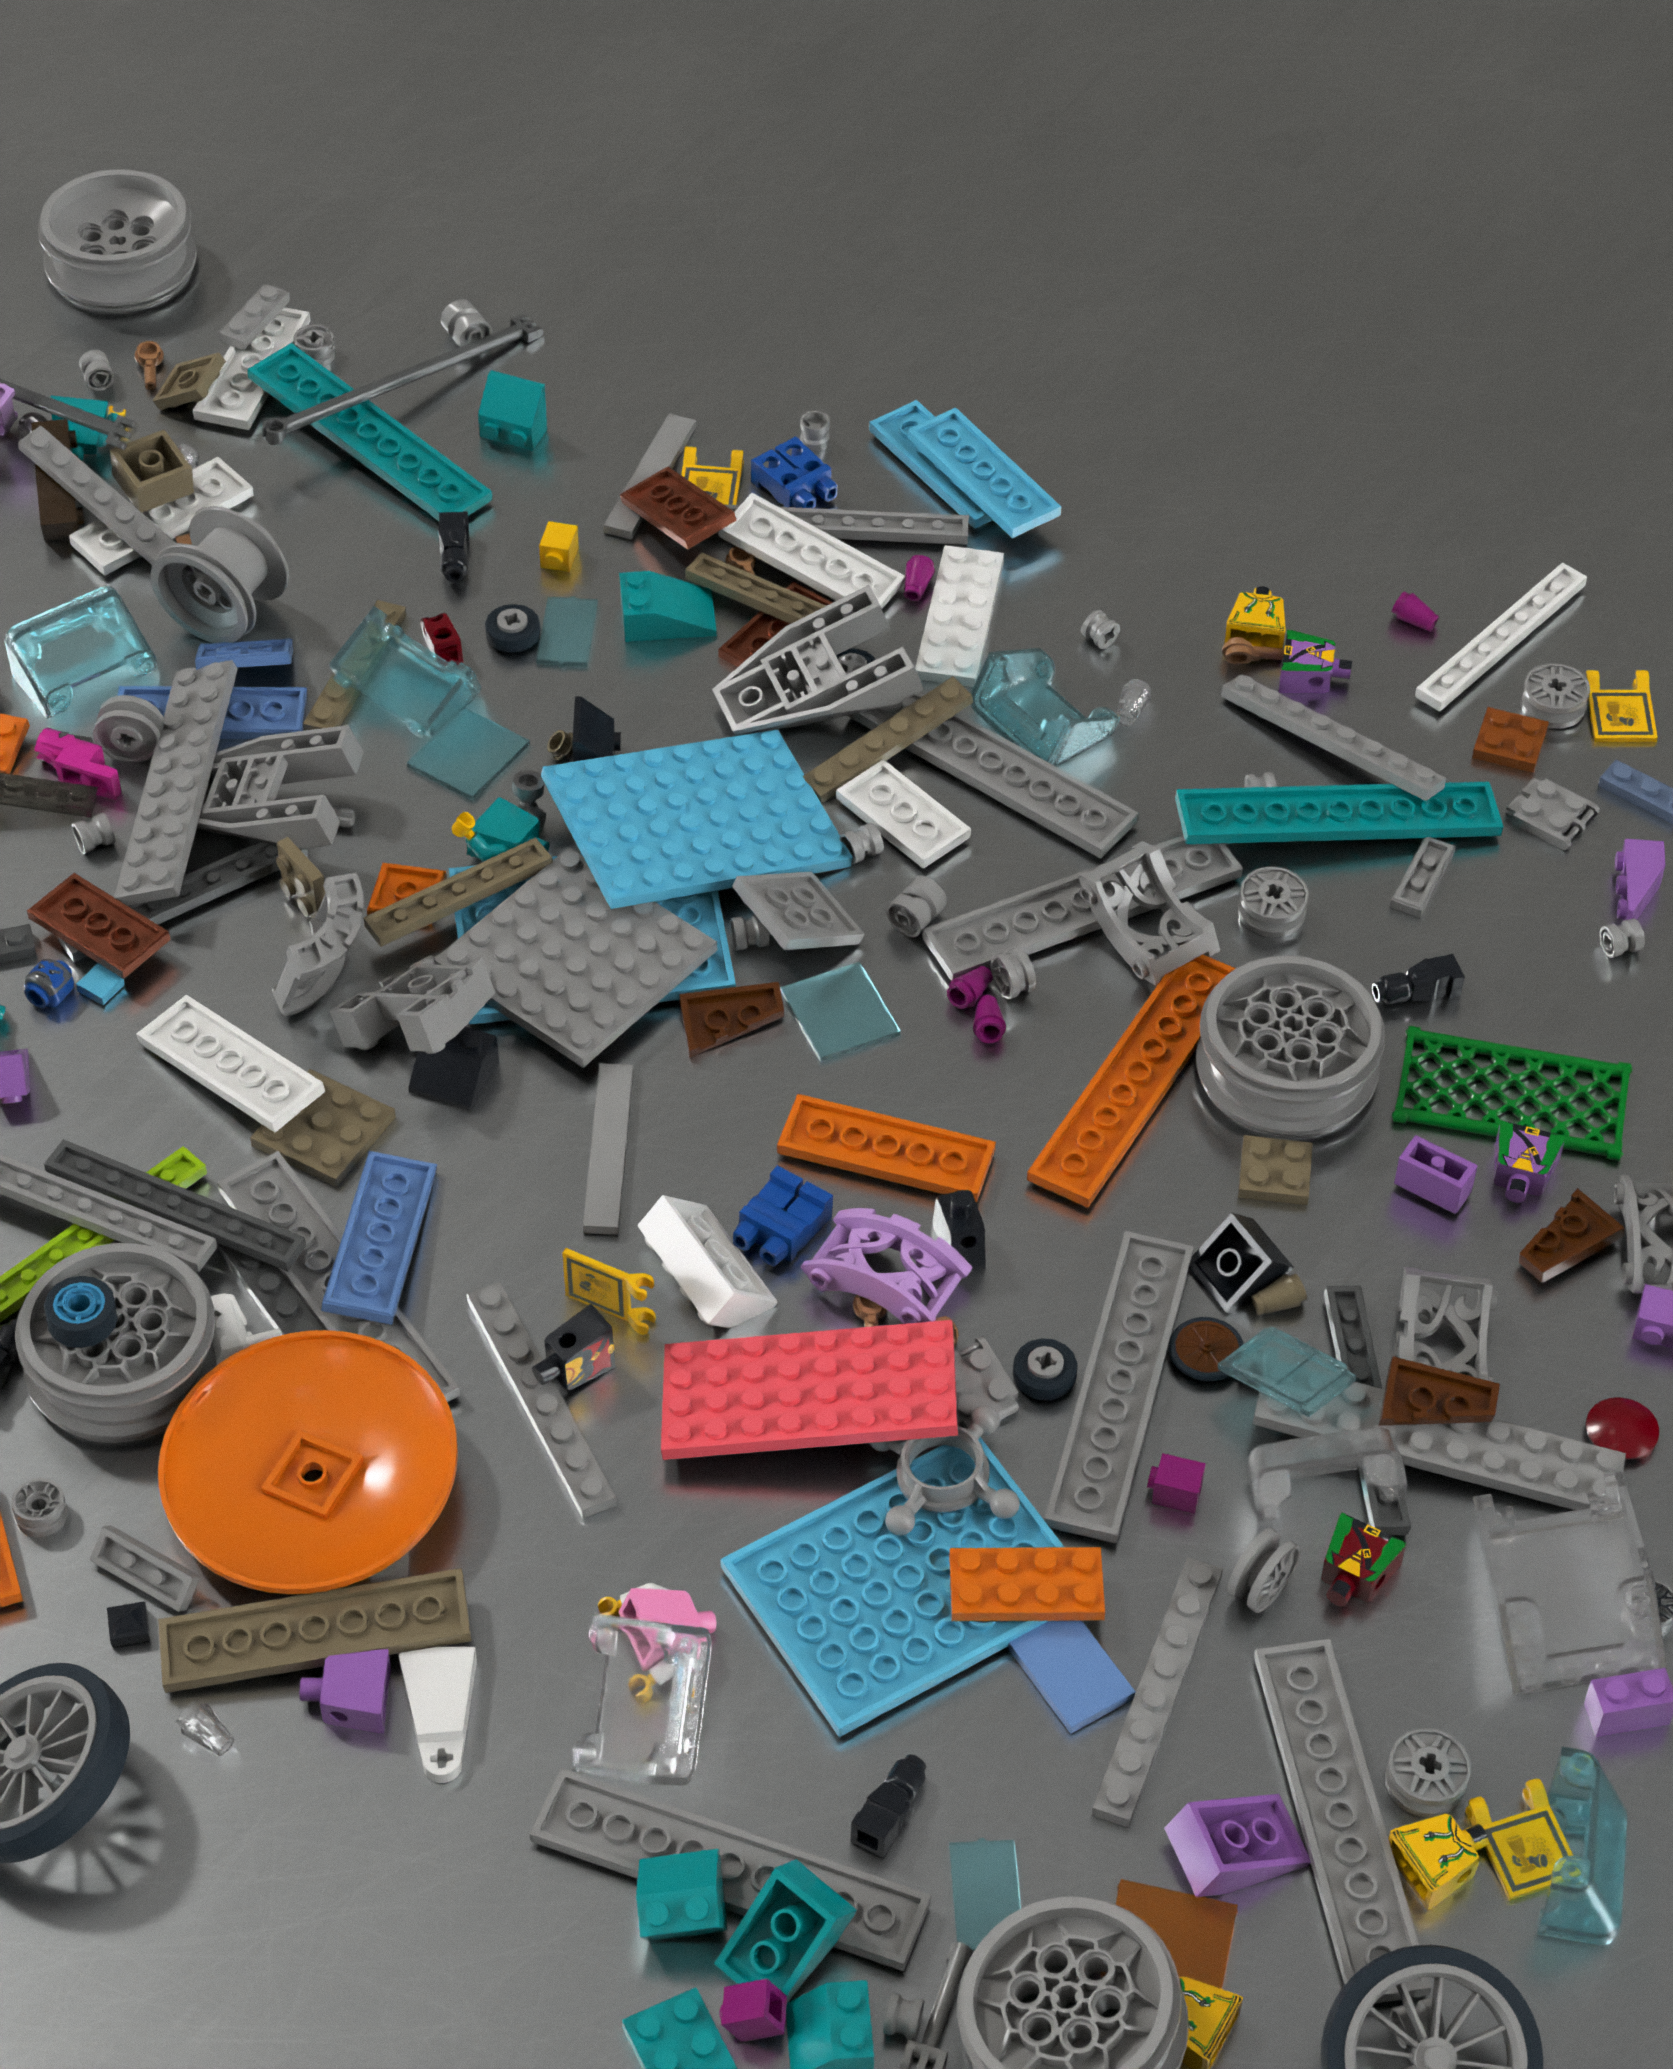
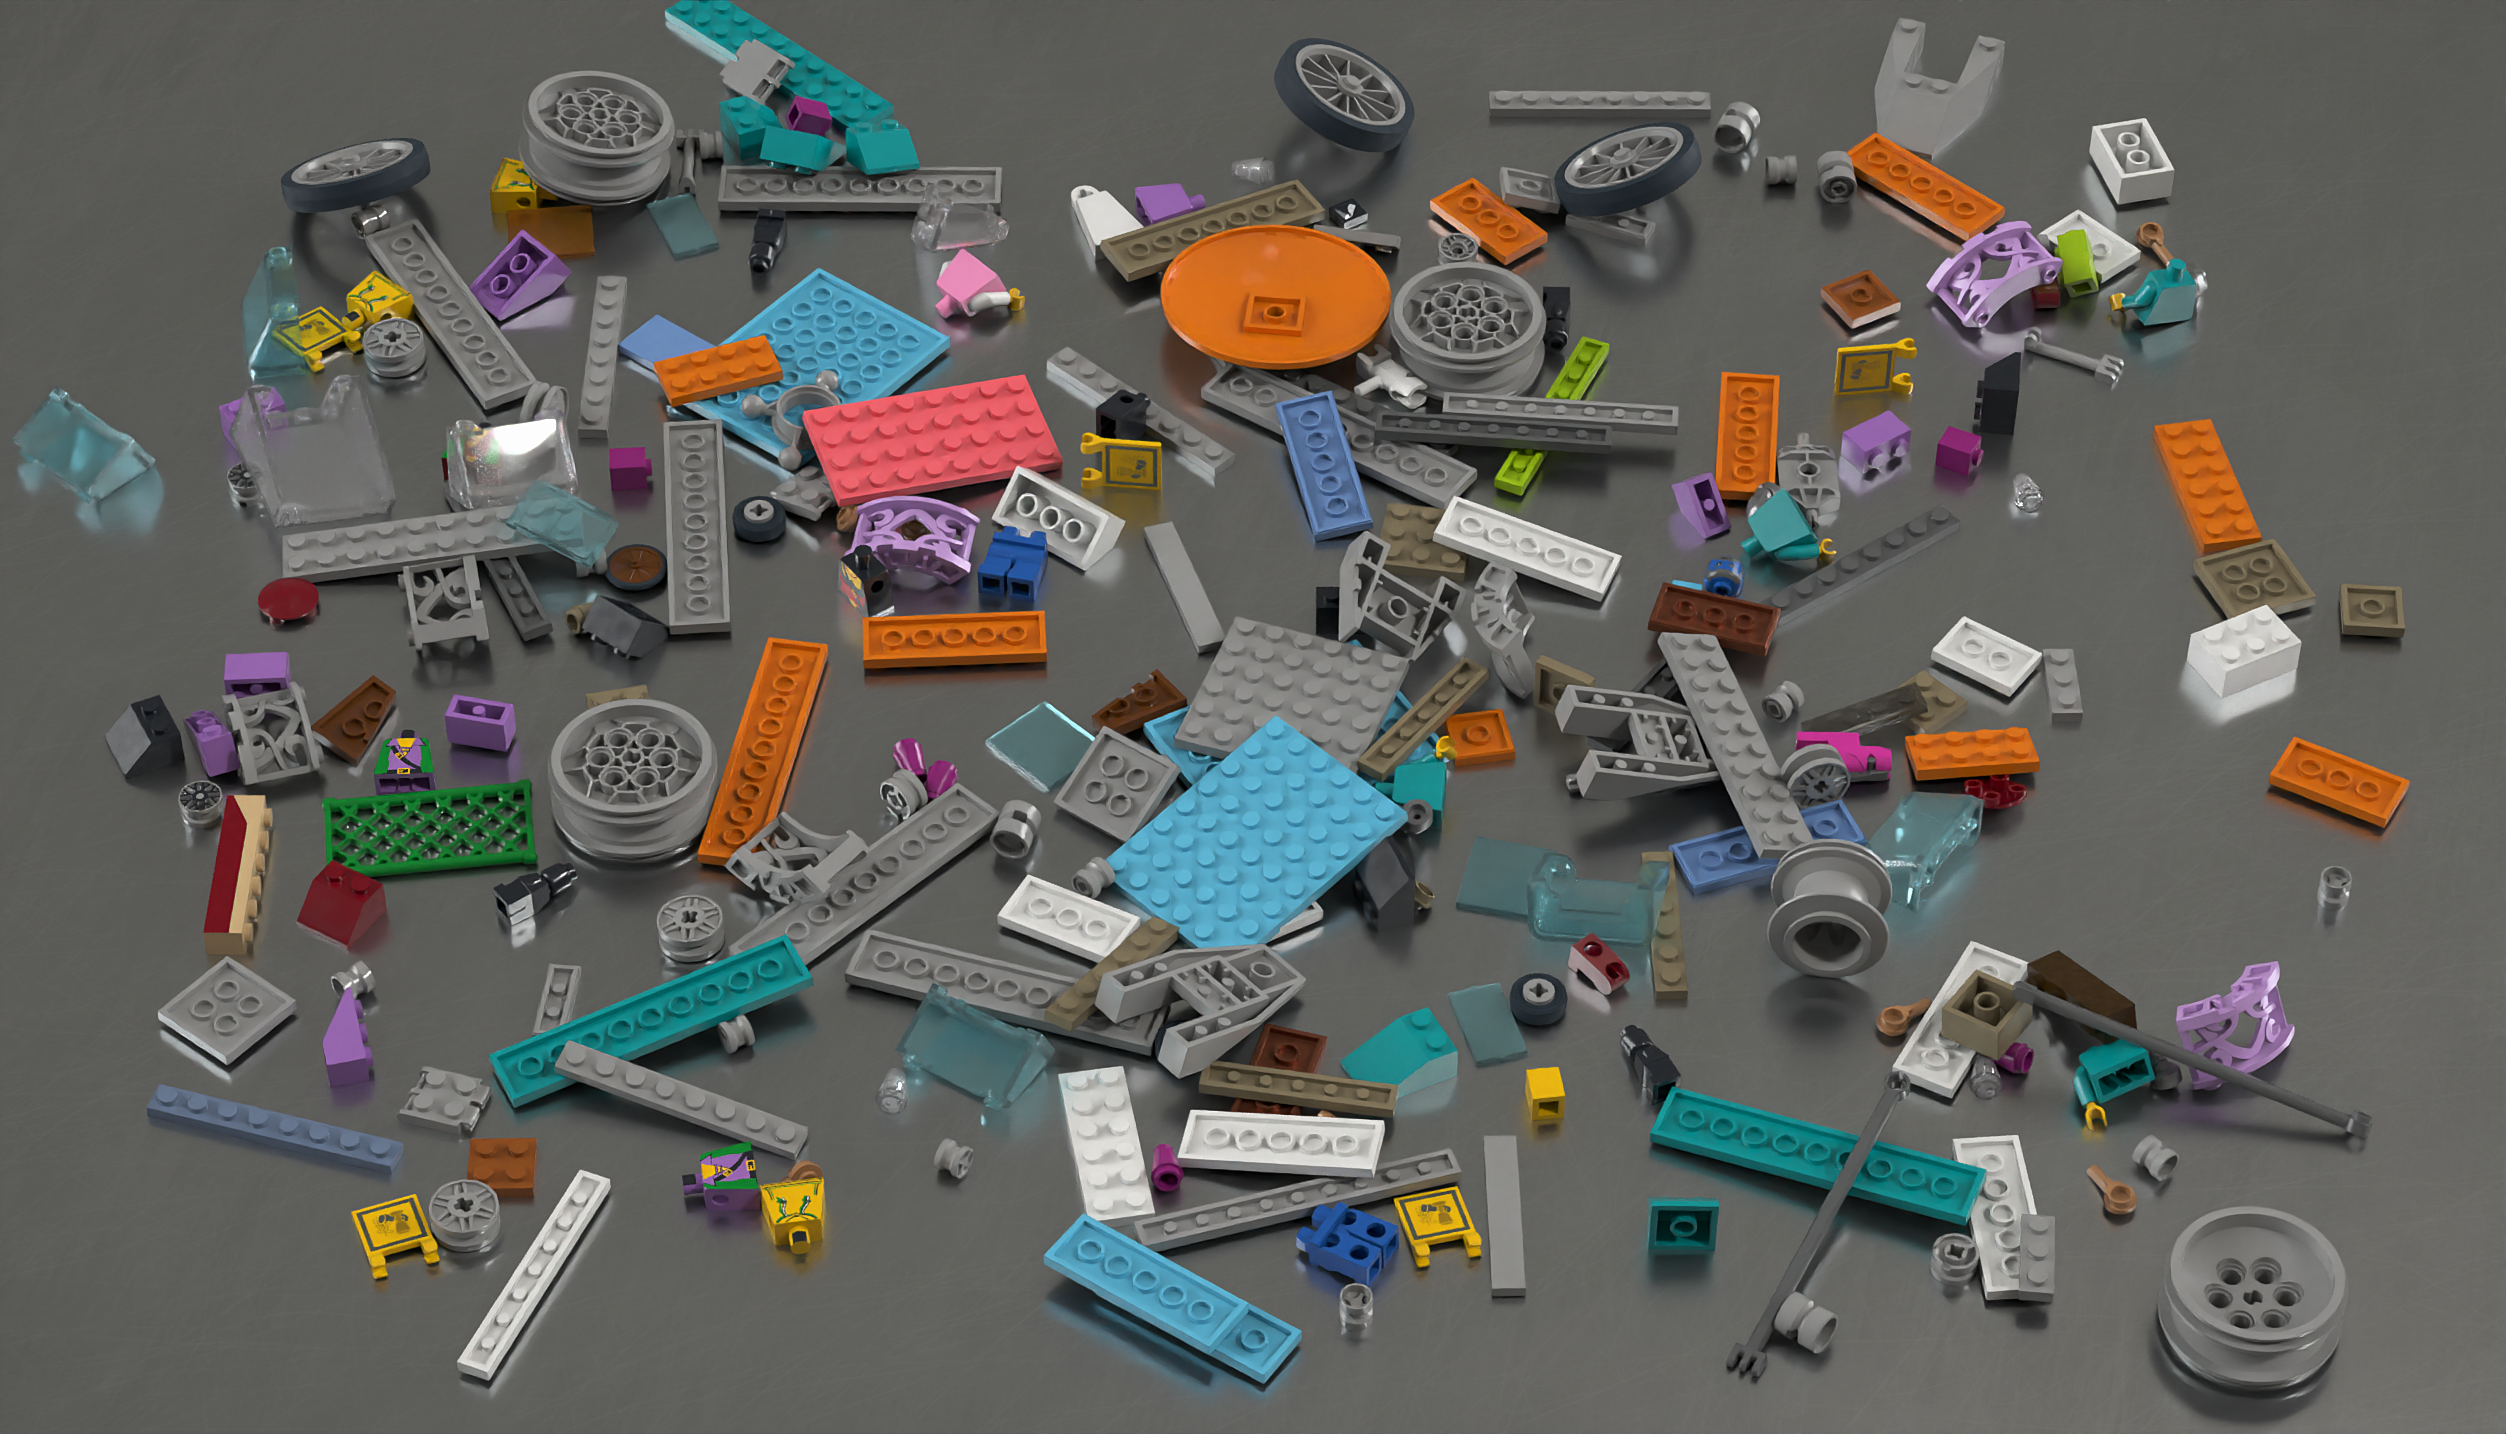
camera: 160 degrees right, 5 degrees down
(80, 1311) = (1489, 294): black wheel -> none
(95, 494) = (1955, 970): light grey plate -> none
(189, 381) = (2045, 1162): dark tan plate -> none
(246, 653) = (1748, 892): medium blue tile -> none
(678, 507) = (1442, 1143): copper tile -> none
(1414, 611) = (634, 1275): magenta cone -> none
(1435, 1396) = (447, 542): reddish brown wing -> none
(1616, 1024) = (342, 905): none -> dark red slope

